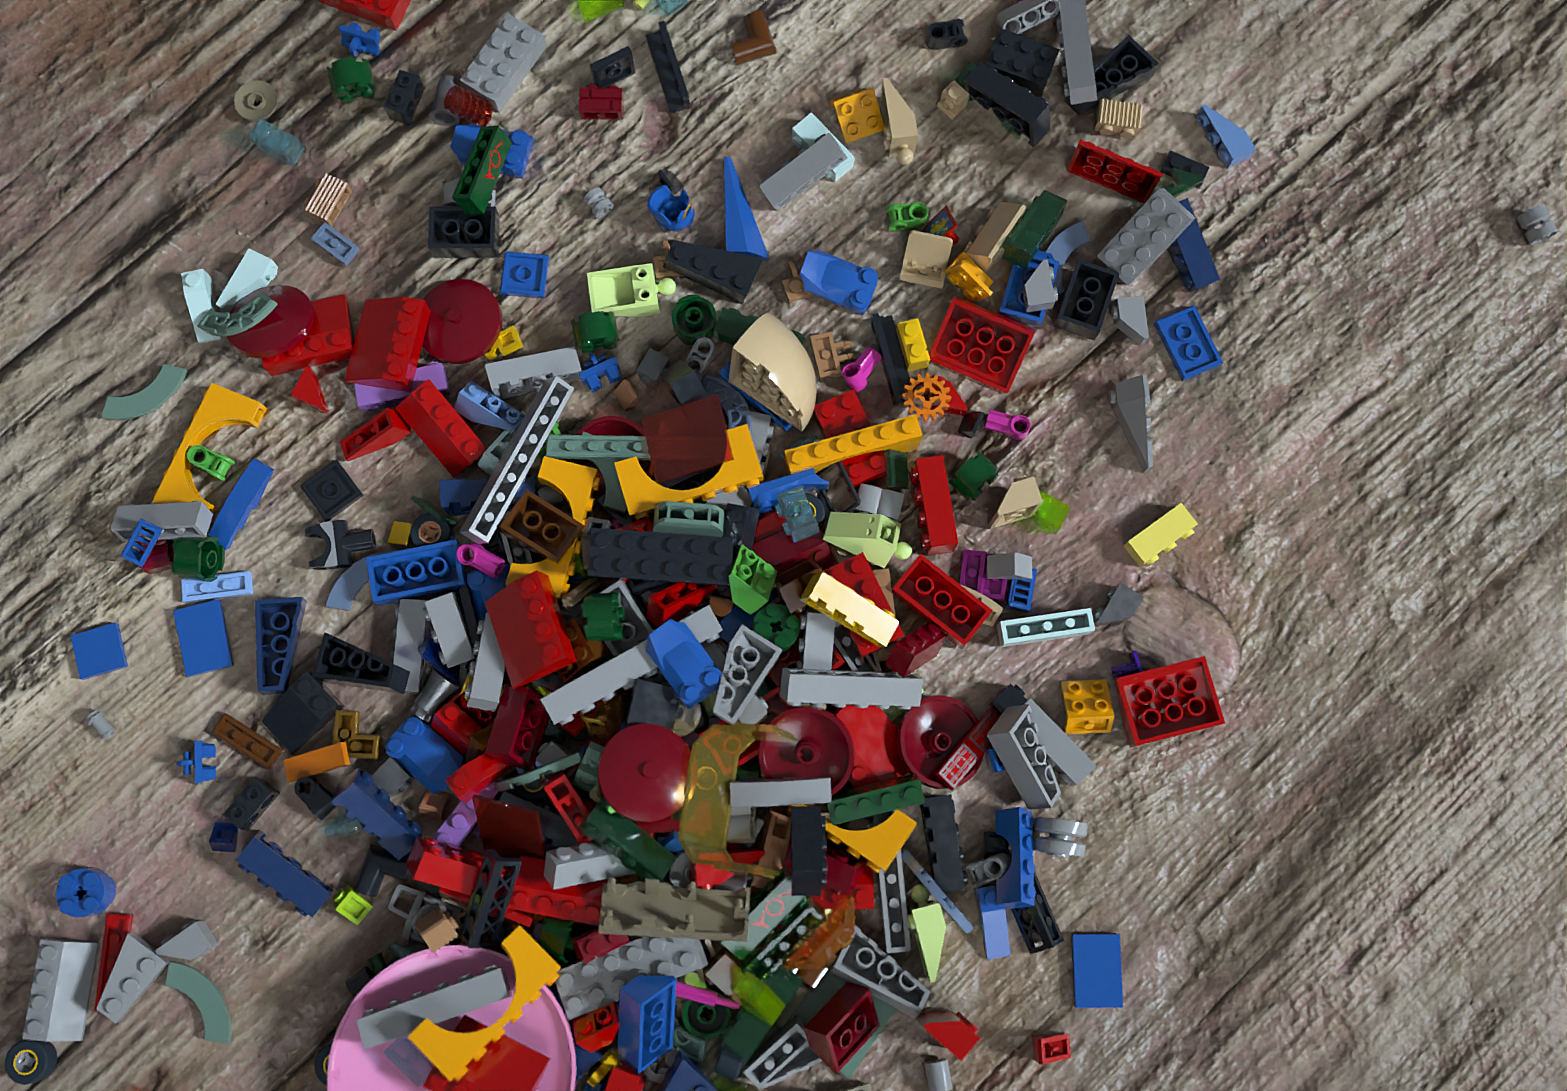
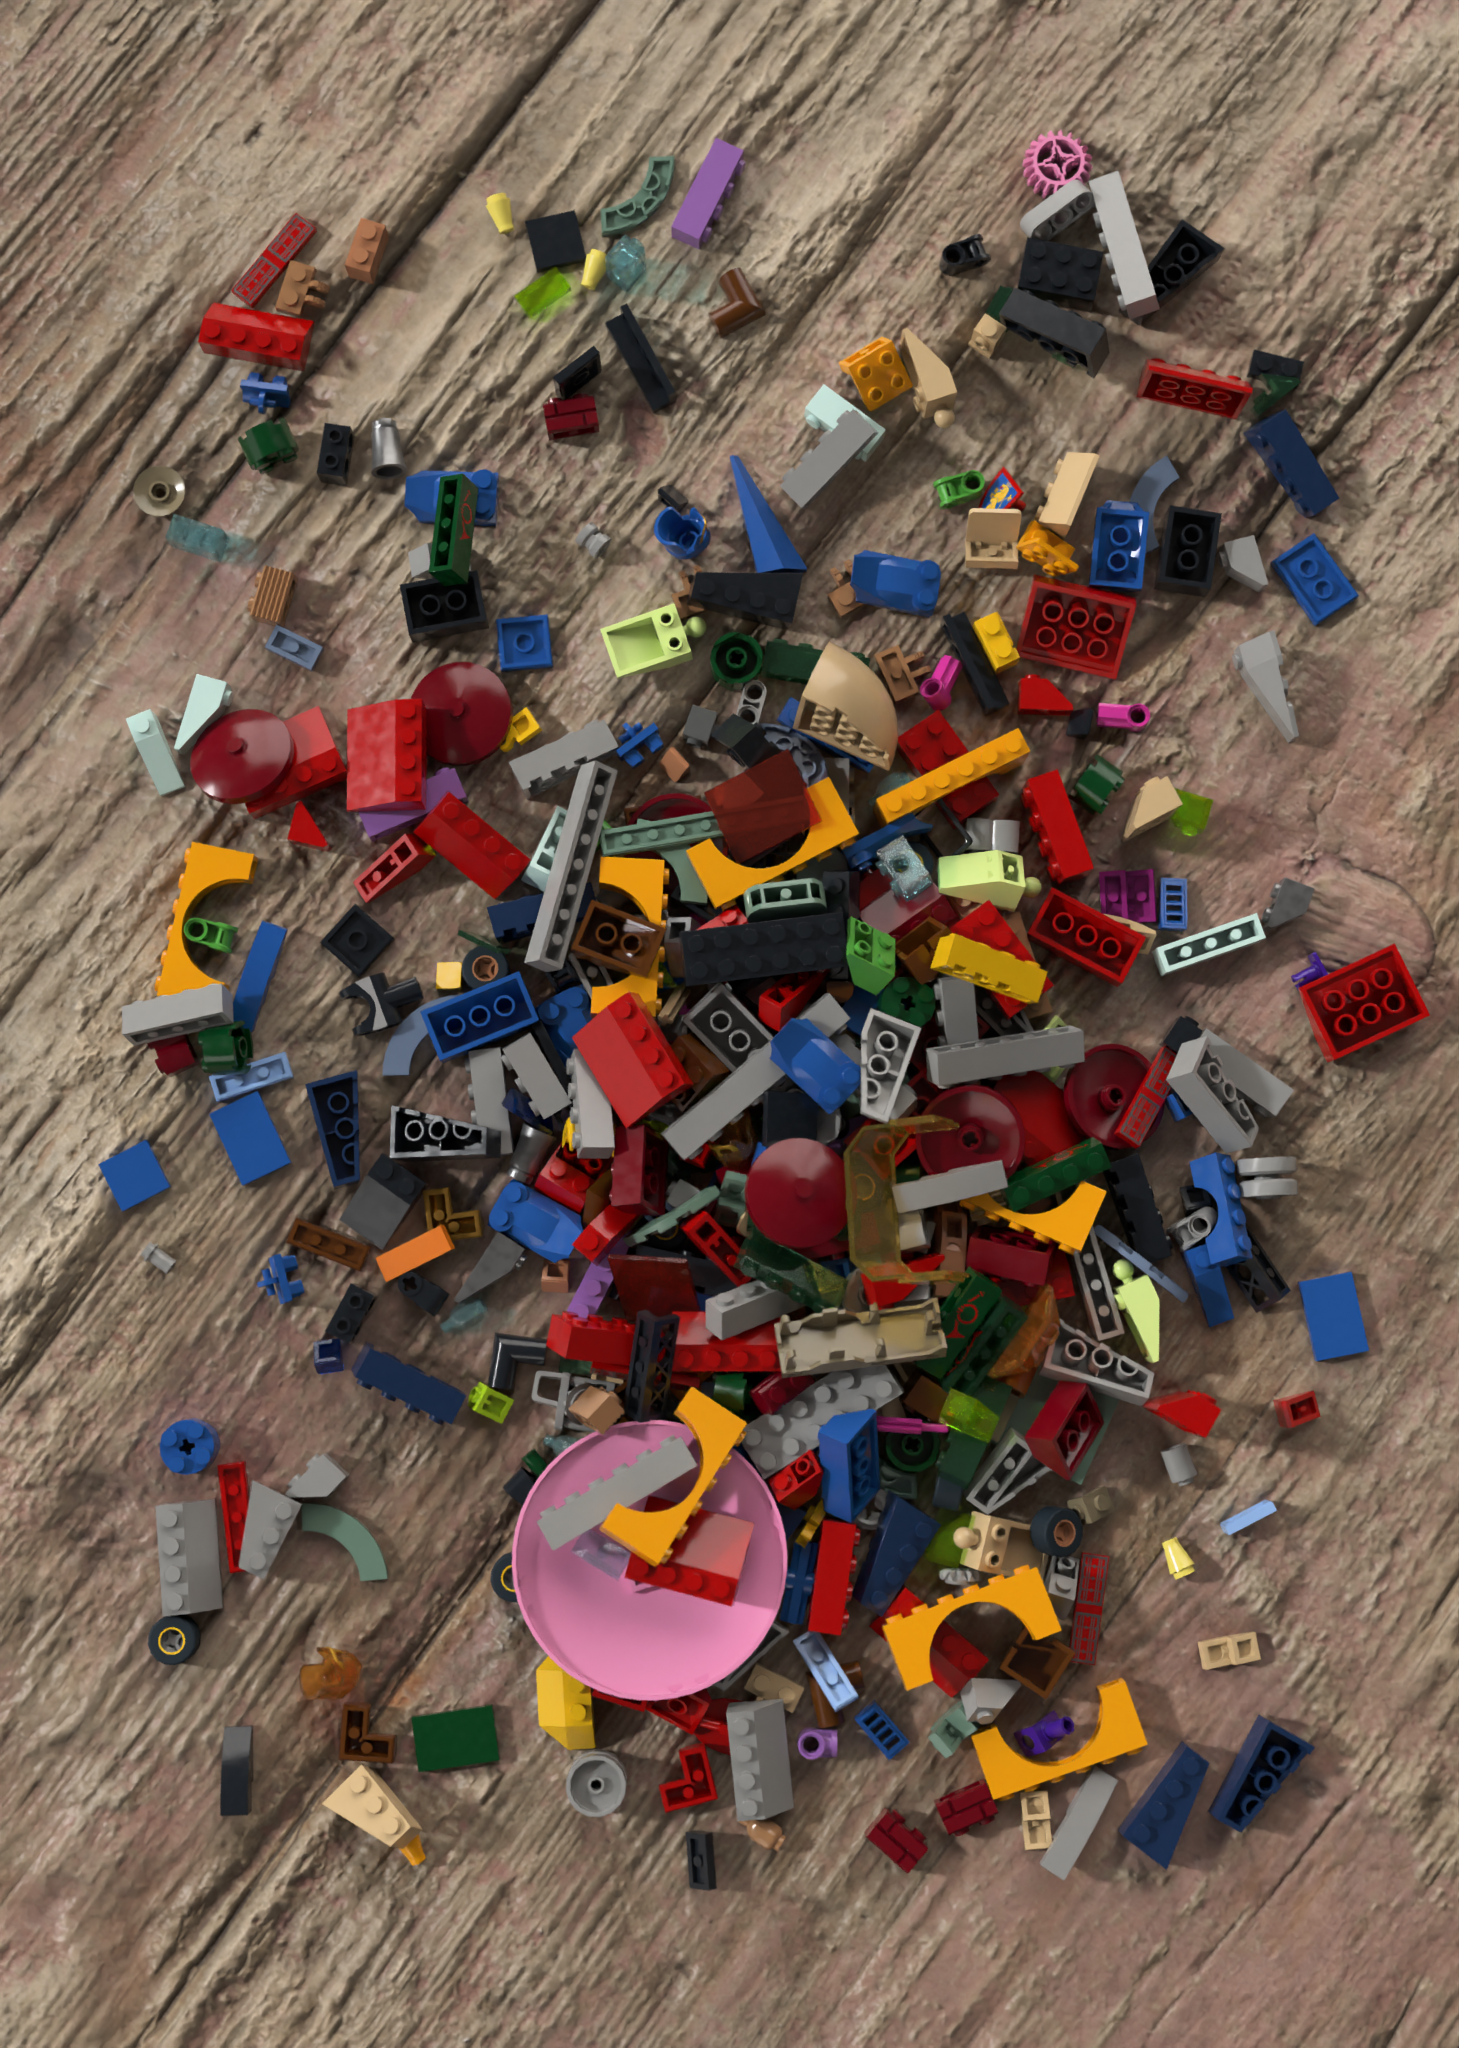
camera: 10 degrees left, 5 degrees up
(135, 556) = (157, 1060): blue slope -> none
(148, 399) = (118, 875): sand green tile -> none
(230, 324) = (210, 765): sand green tile -> none
(377, 813) = (500, 1295): dark blue wedge -> none
(468, 105) = (417, 452): clear red piece -> none
(482, 559) = (554, 989): dark pink piece -> none
(487, 409) = (518, 812): medium blue slope -> none
(504, 62) = (444, 389): light grey brick -> none
(595, 331) = (624, 697): dark green brick -> none
(603, 616) = (714, 1029): dark green brick -> none
(671, 842) = (842, 1264): blue tile -> none
(808, 851) = (993, 1245): black brick -> none
(897, 469) = (1006, 794): clear green piece -> none
(916, 649) = (1068, 997): dark red brick -> none
(935, 397) = (1024, 693): orange gear -> none
(1009, 566) = (1154, 882): light grey slope -> none
(1034, 229) = (1113, 478): clear green brick -> none
(1038, 290) = (1132, 553): light grey slope -> none
(1087, 707) = (1271, 1025): light orange bracket -> none
(1118, 118) = (1186, 321): tan brick -> none
(1146, 236) = (1245, 464): light grey brick -> none
(1161, 535) = (1321, 813): light yellow brick -> none
(1228, 138) = (1320, 323): medium blue slope -> none

